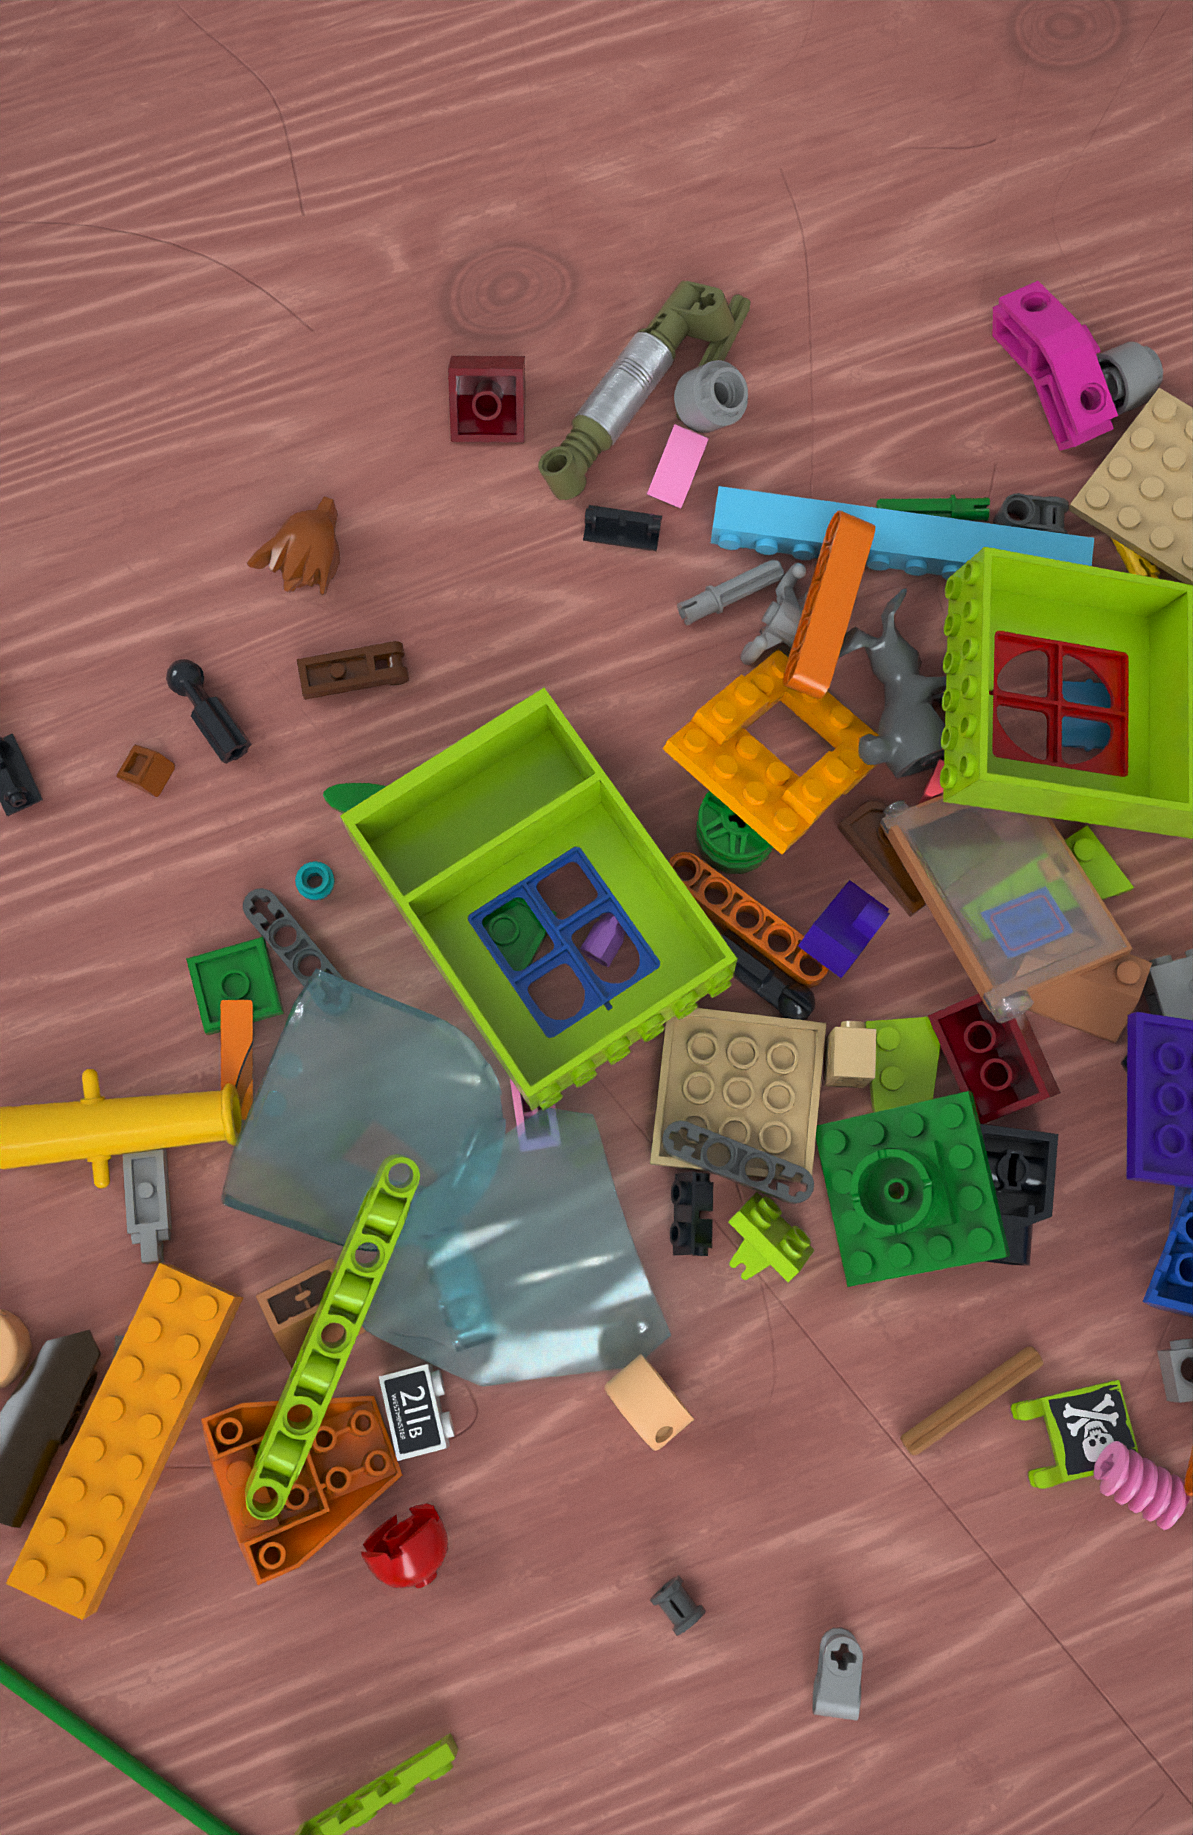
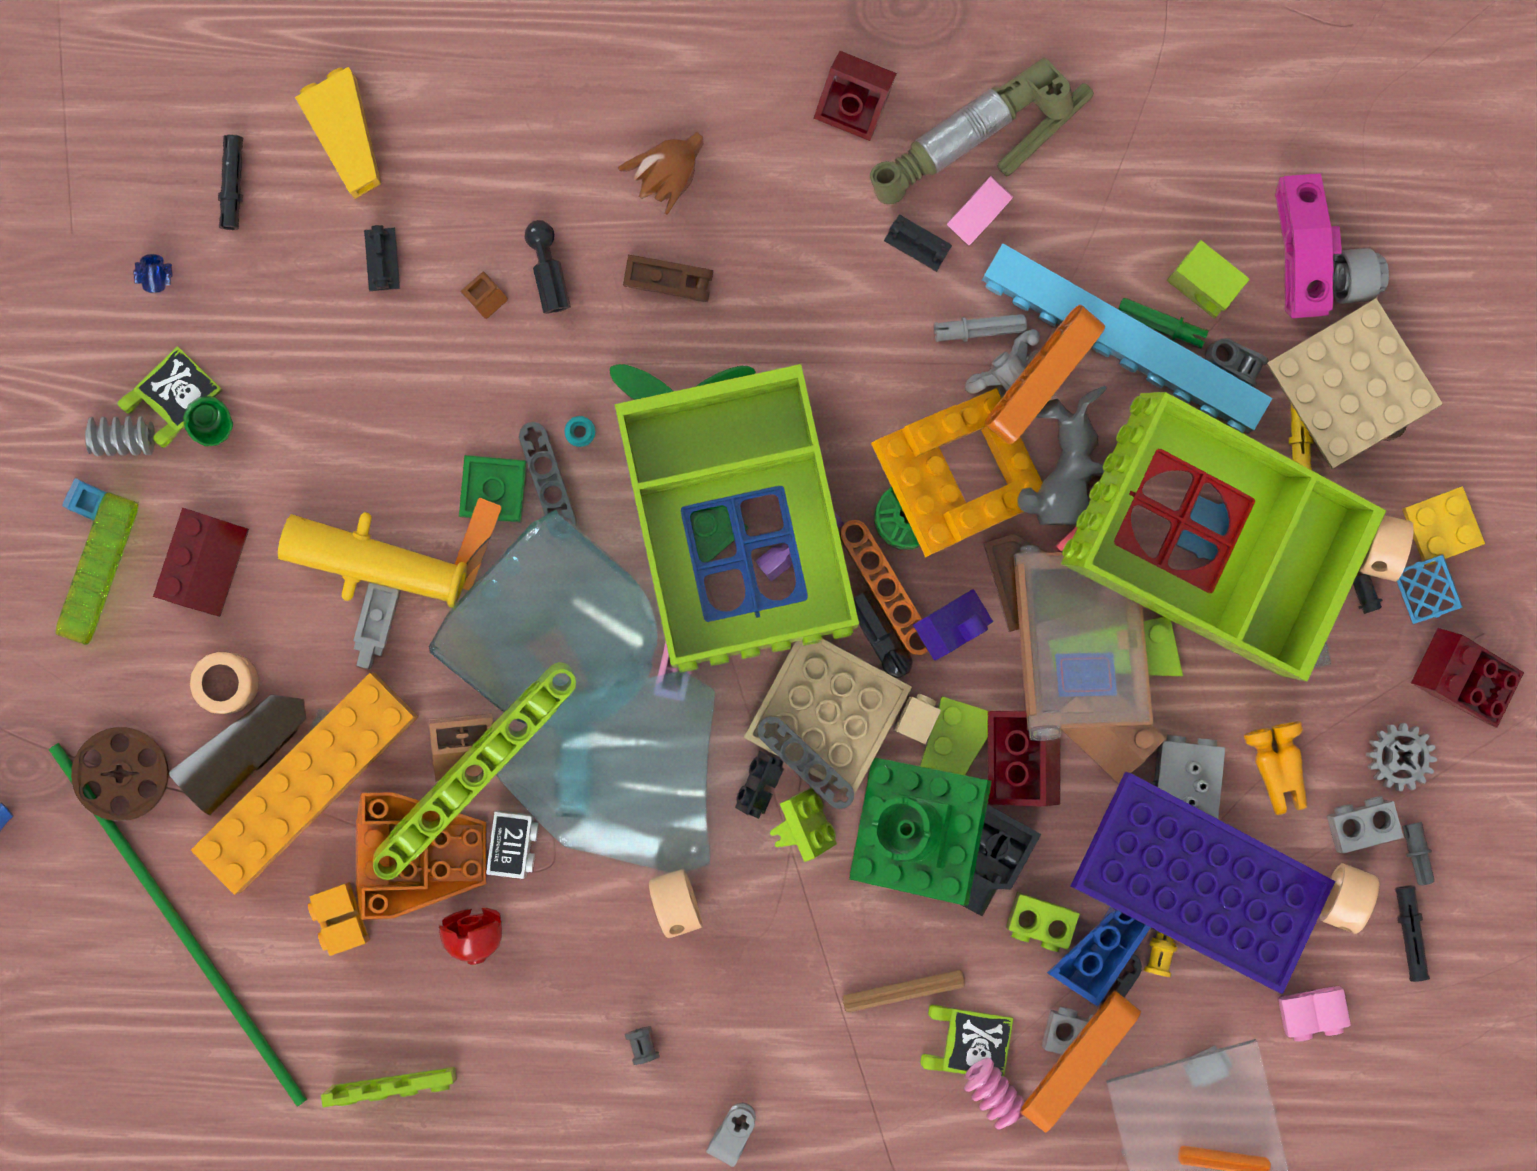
camera: 20 degrees right, 10 degrees up
(230, 1597) = (339, 919): none -> light orange piece
(711, 396) = (1014, 164): light grey piece -> none
(964, 439) = (1208, 279): none -> lime piece
(1101, 1237) = (1044, 915): none -> lime brick

